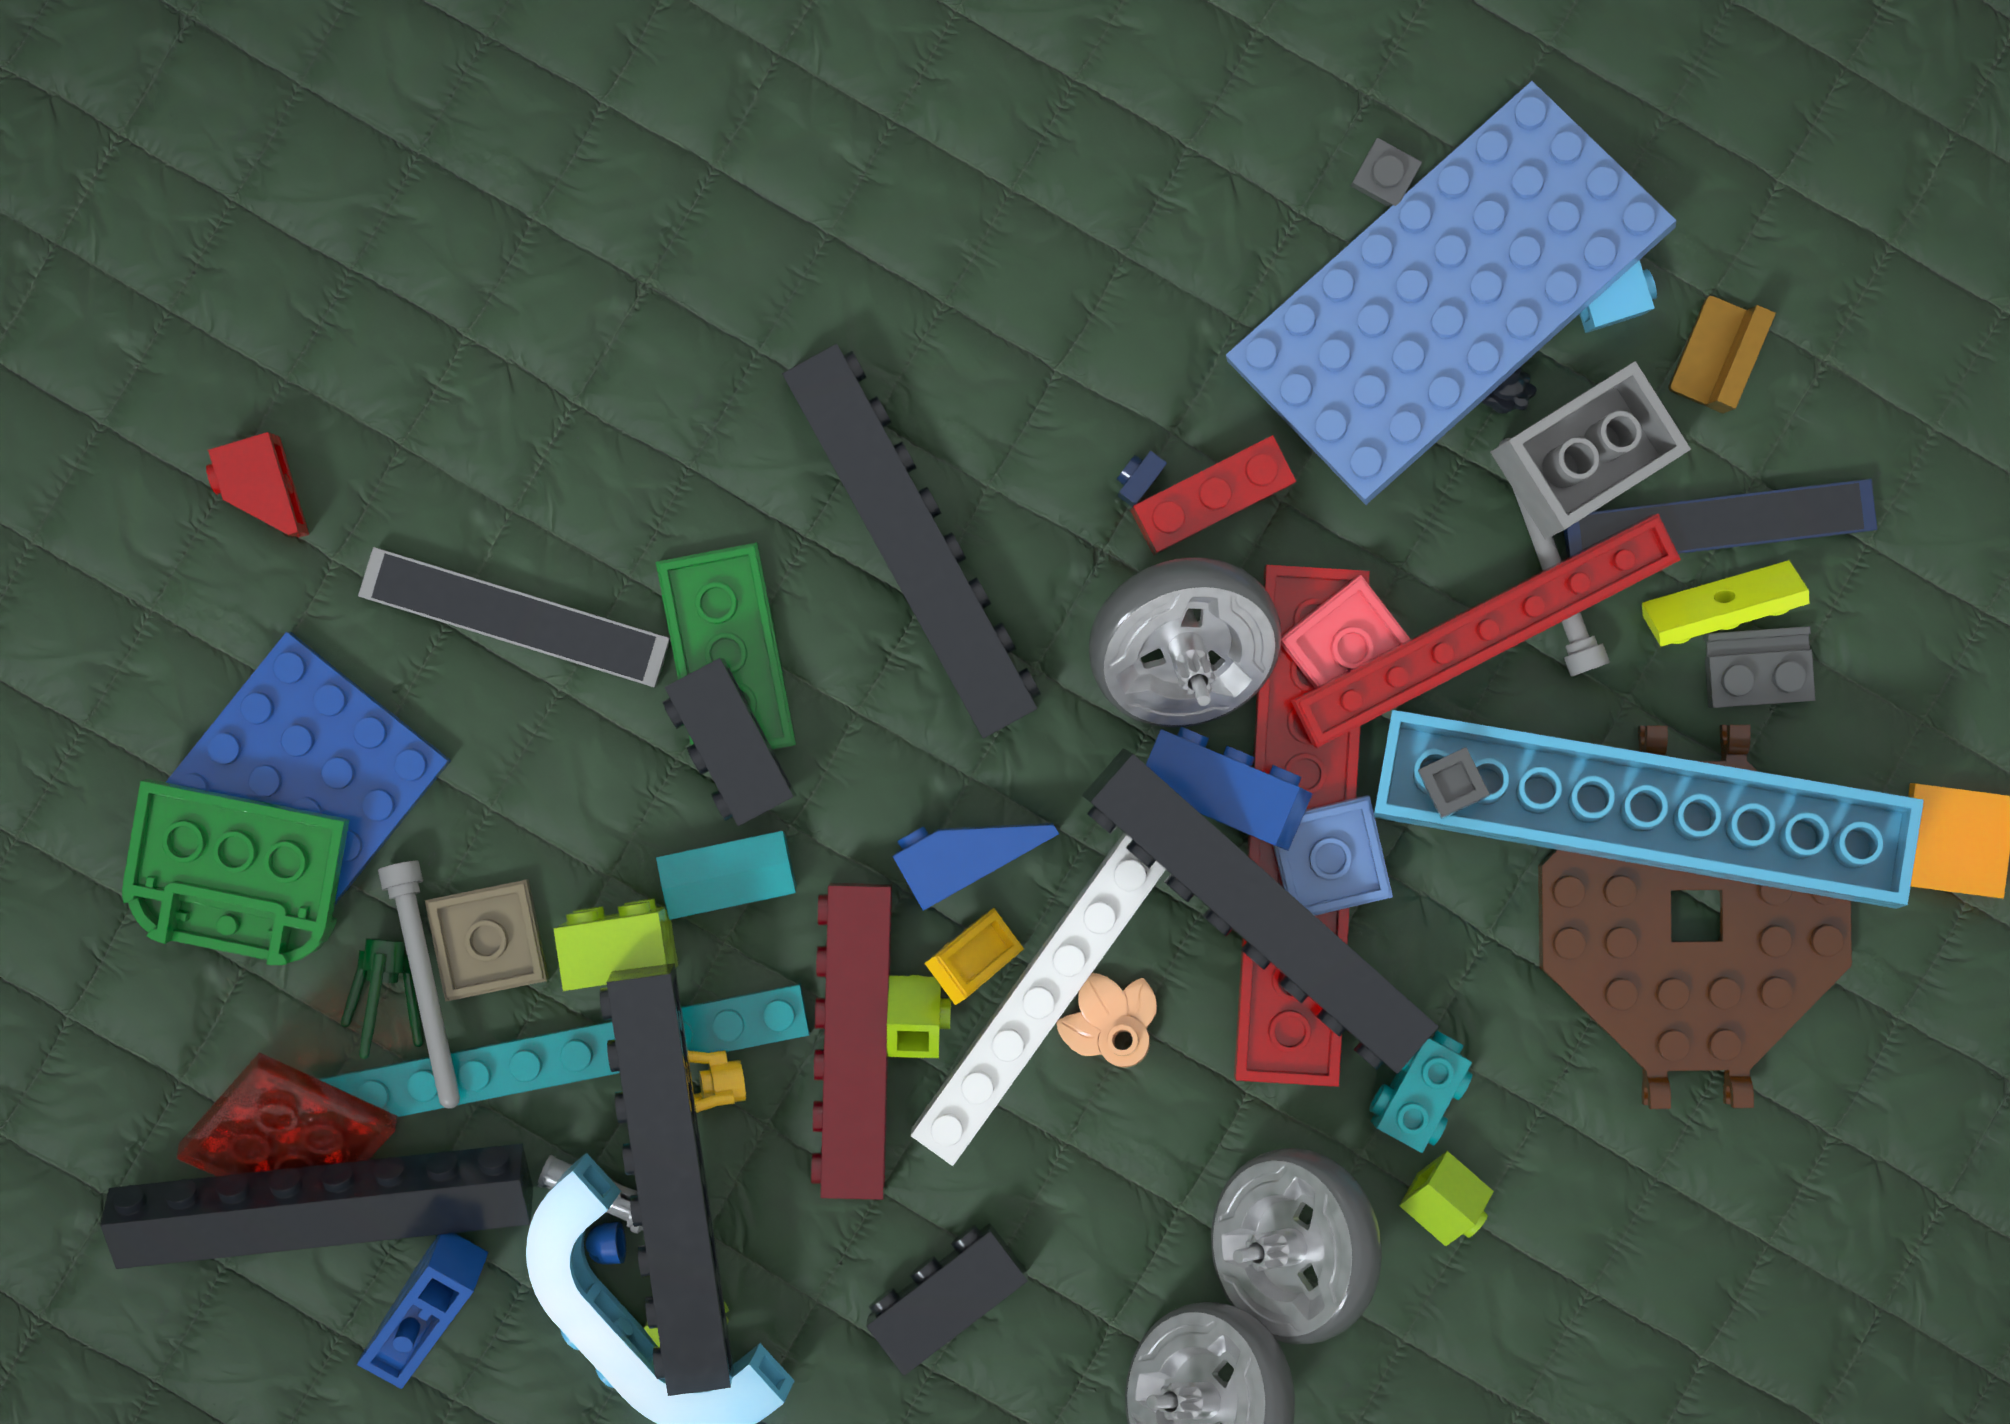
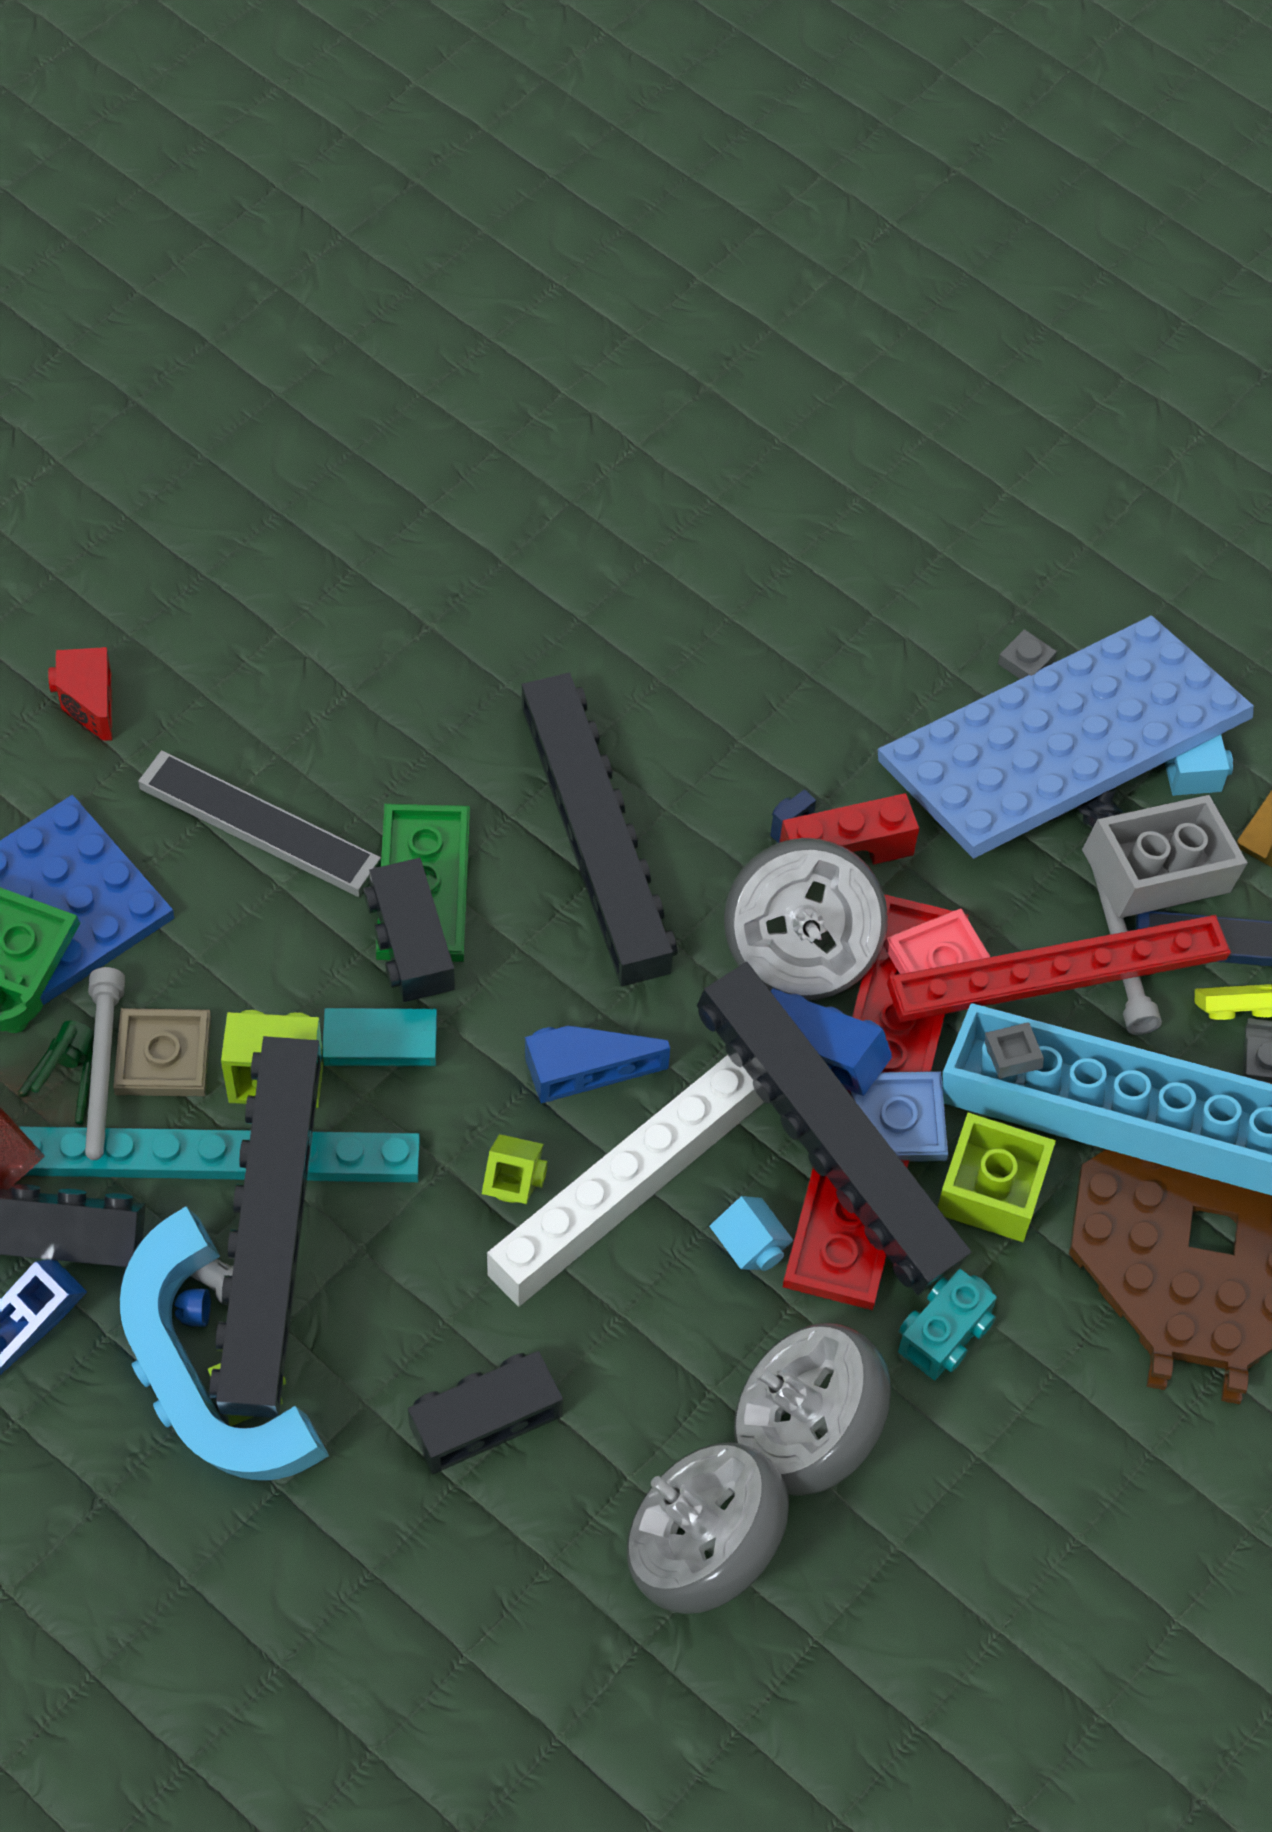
camera: 10 degrees right, 30 degrees down
(721, 1083) = (331, 1192): yellow plant -> none
(854, 1041) = (453, 1197): dark red brick -> none
(974, 956) = (573, 1132): yellow tile -> none
(1105, 1014) = (682, 1218): light nougat plate -> none
(1192, 1037) = (752, 1234): none -> medium azure brick
(1447, 1199) = (956, 1415): lime brick -> none
(1449, 912) = (995, 1177): none -> lime brick

